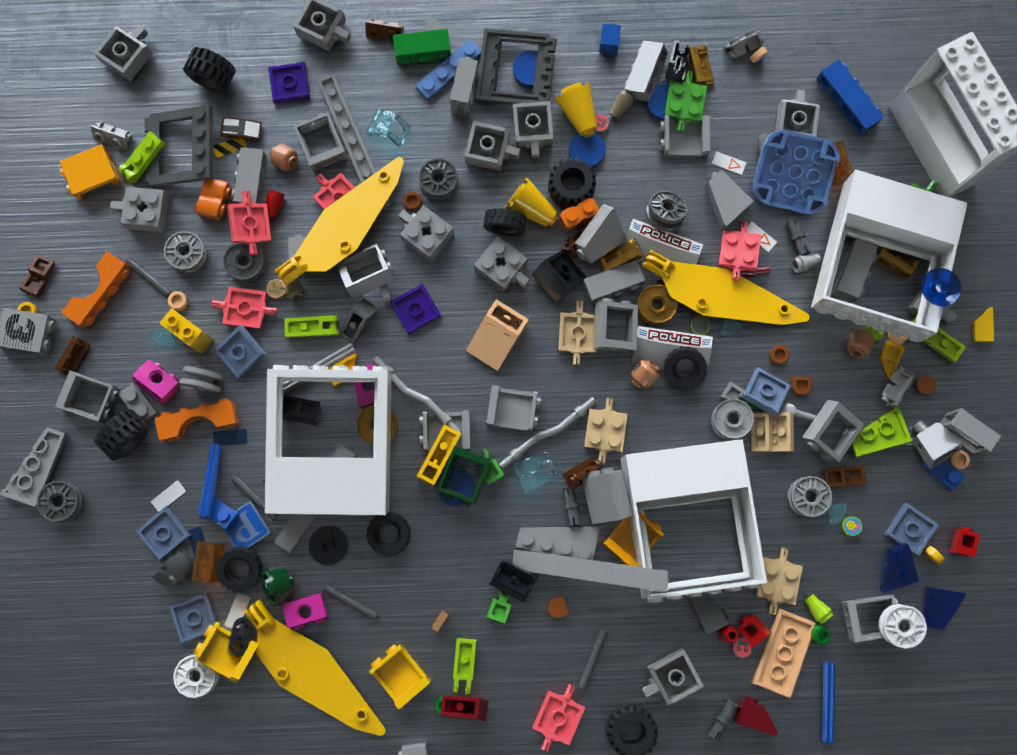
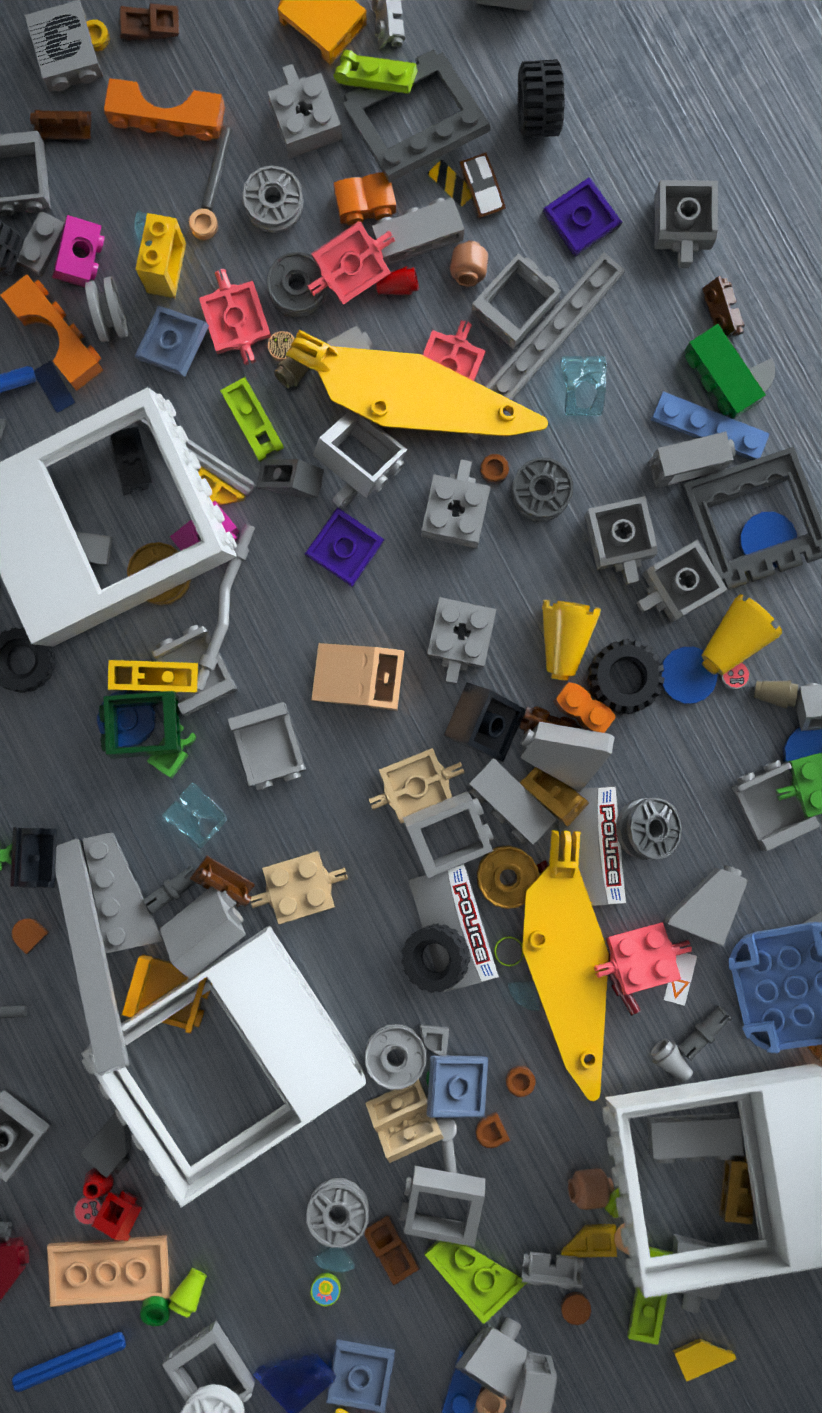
camera: 65 degrees right, 5 degrees up
(504, 222) = (521, 610): black tyre -> none
(517, 453) = (208, 780): light grey bar -> none
(644, 374) = (401, 905): nougat head -> none
(728, 163) = (767, 885): white sticker -> none
(782, 581) = (203, 1223): tan plate -> none
(946, 281) = (722, 1286): clear blue dish -> none

